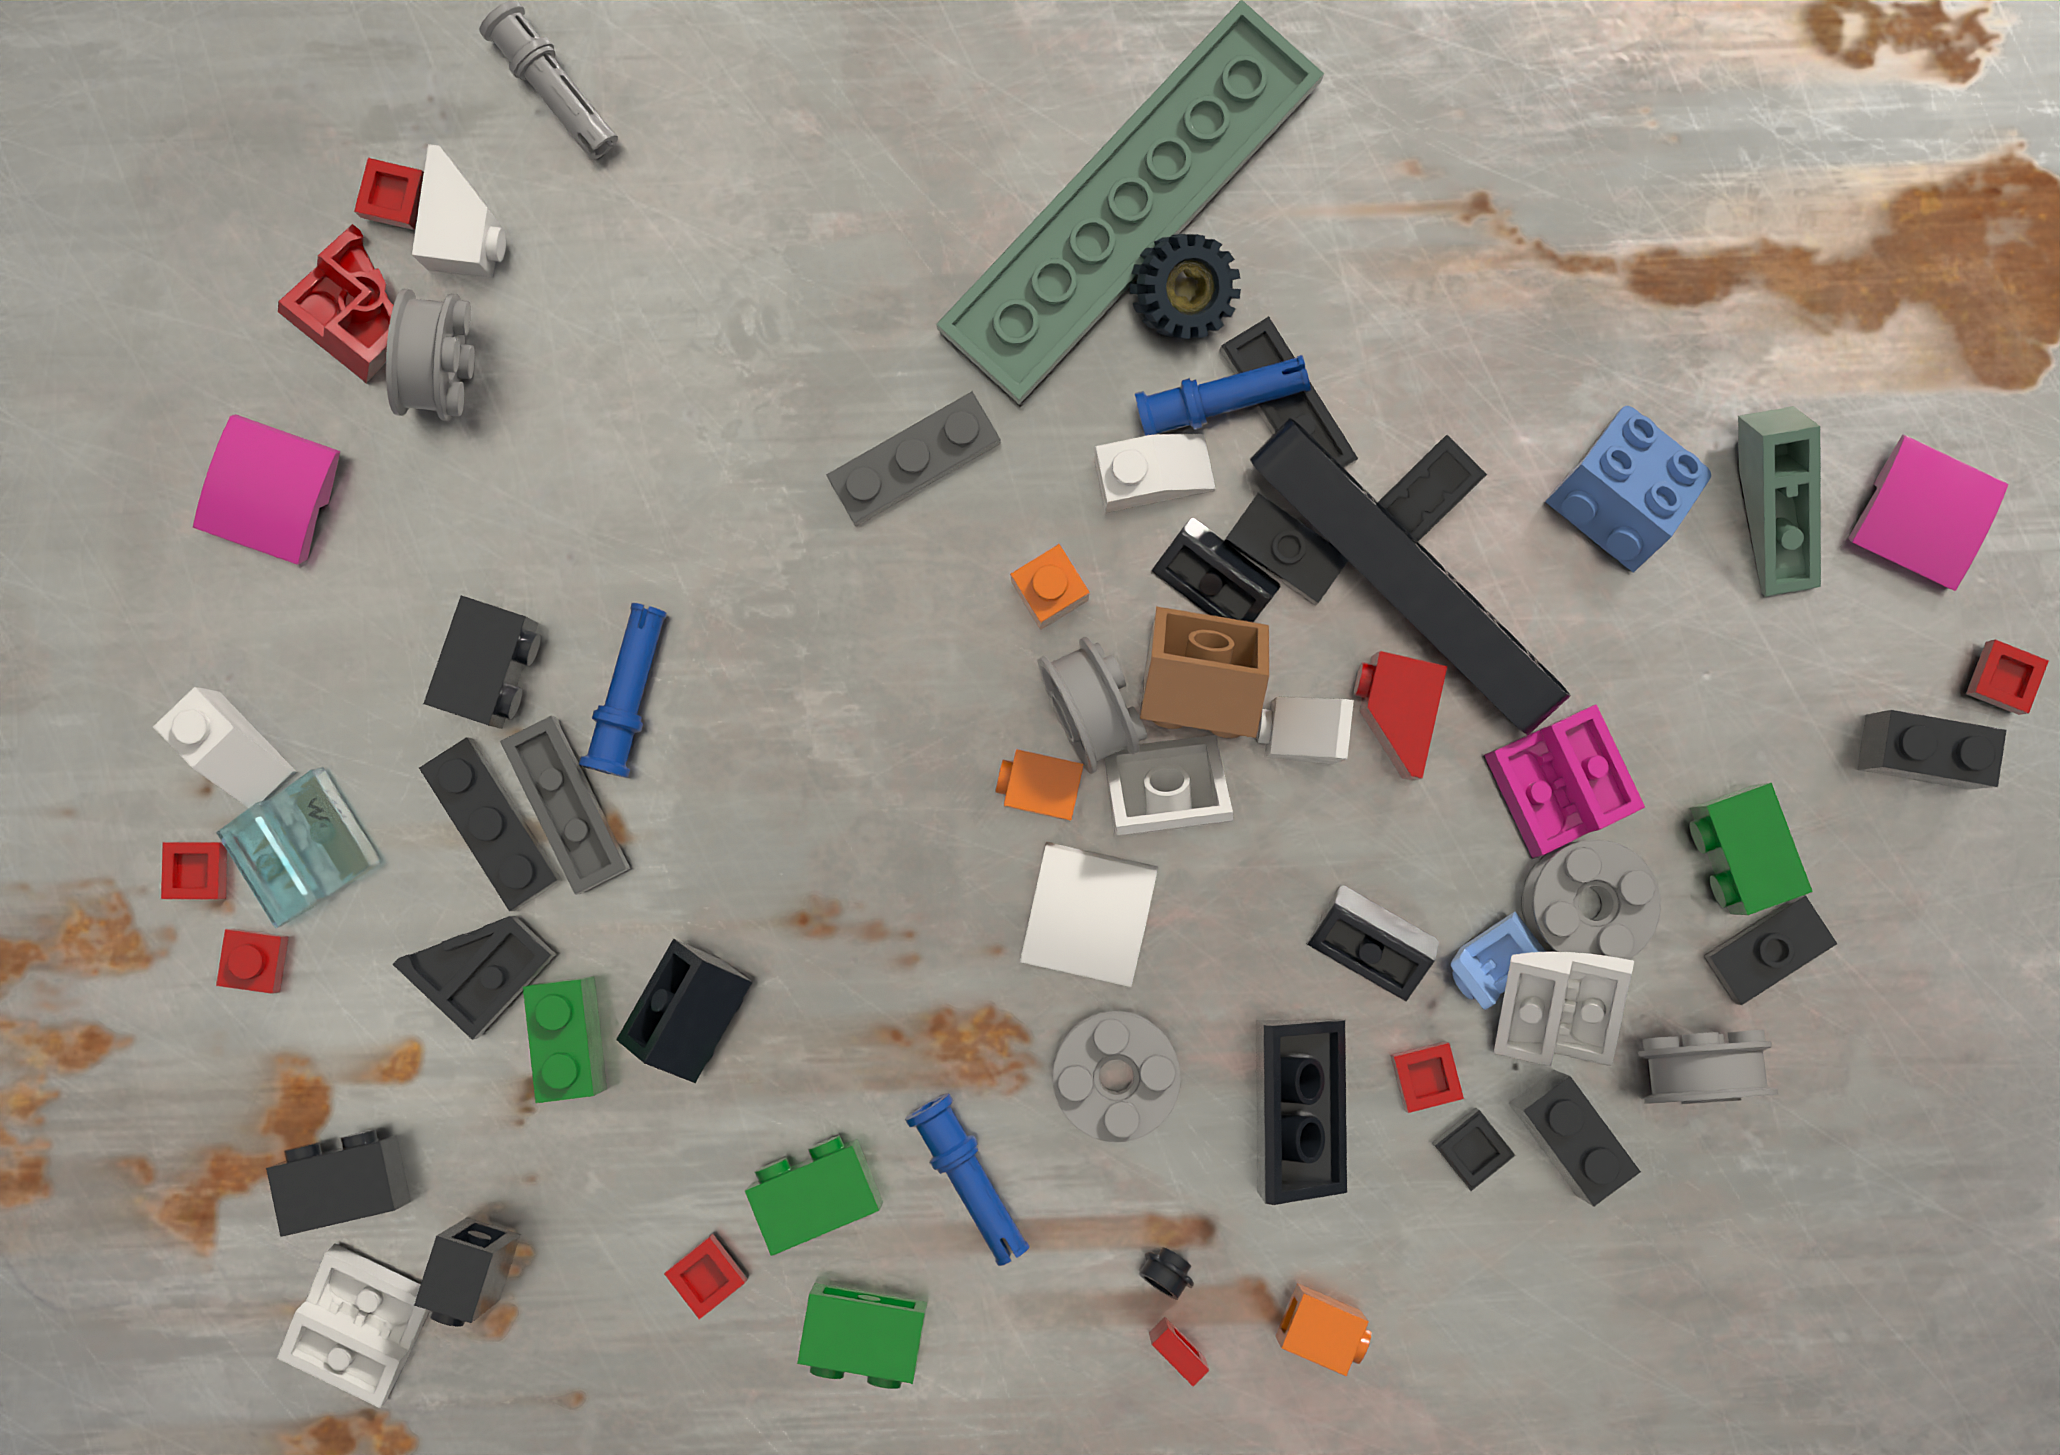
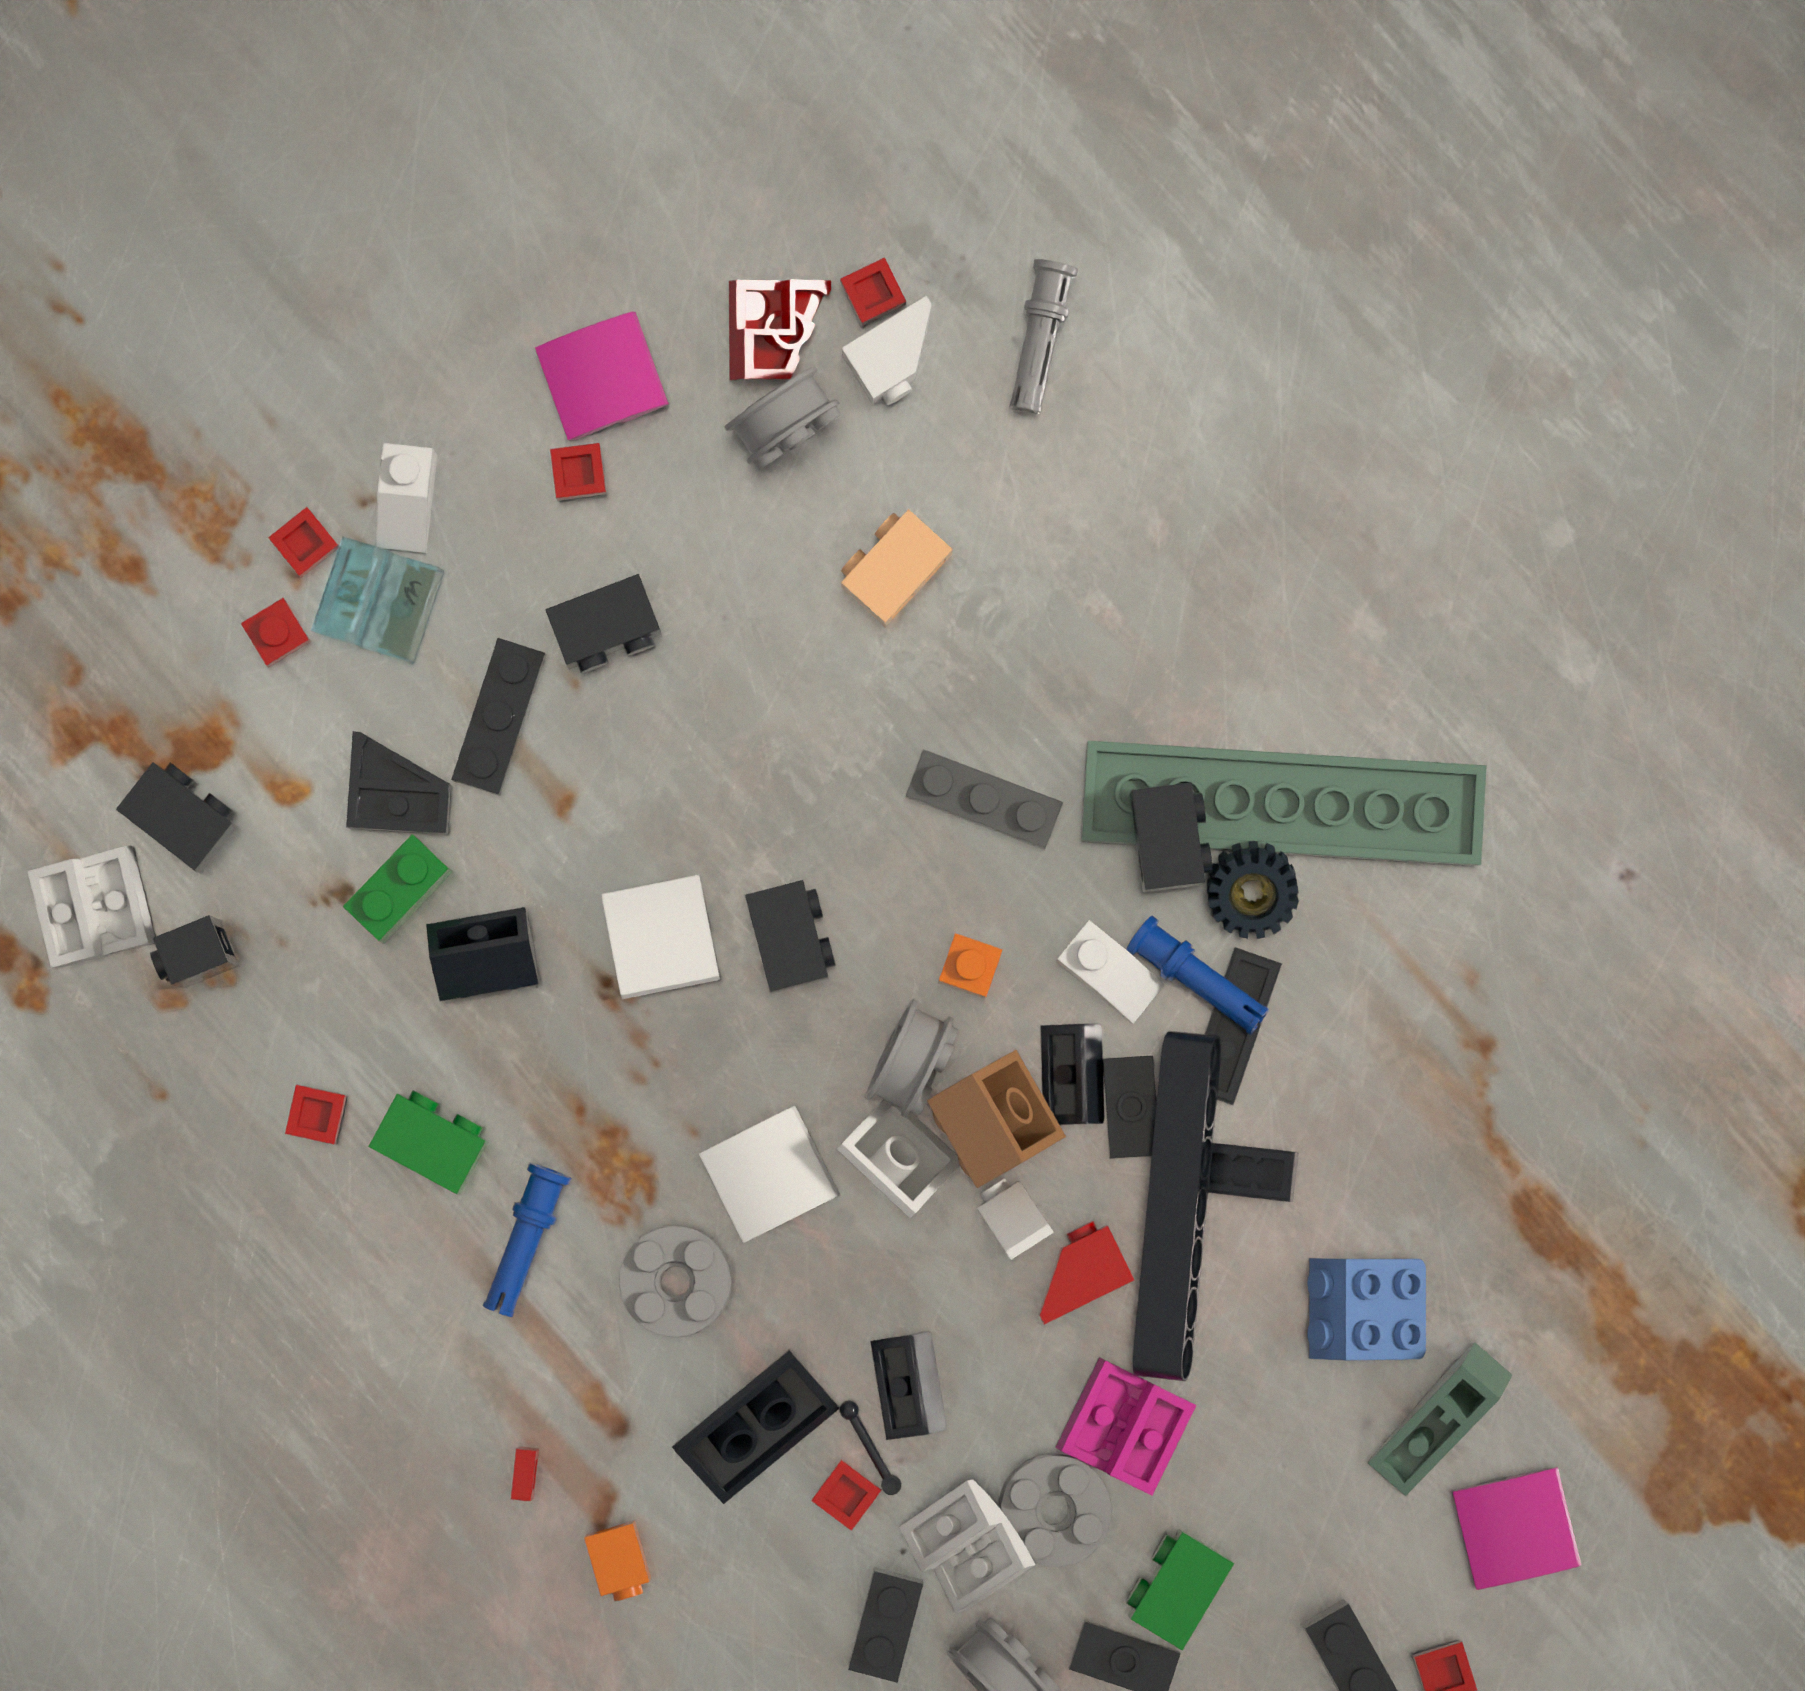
camera: 40 degrees right, 0 degrees up
(332, 578) = (578, 471): none -> red plate
(565, 805) = (553, 757): dark grey plate -> none
(618, 717) = (641, 745): blue pin -> none
(645, 368) = (895, 566): none -> light nougat brick
(800, 839) = (660, 937): none -> white slope
(862, 1335) = (362, 1251): green brick -> none
(893, 725) = (788, 936): none -> black brick
(1040, 784) = (830, 1069): orange brick -> none
(1080, 317) = (1169, 837): none -> black brick
(1167, 1272) = (570, 1424): black plate -> none
(1446, 1028) = (890, 1483): none -> black hinge
(1473, 1149) = (822, 1566): black tile -> none
(1484, 961) = (951, 1467): light blue bracket -> none

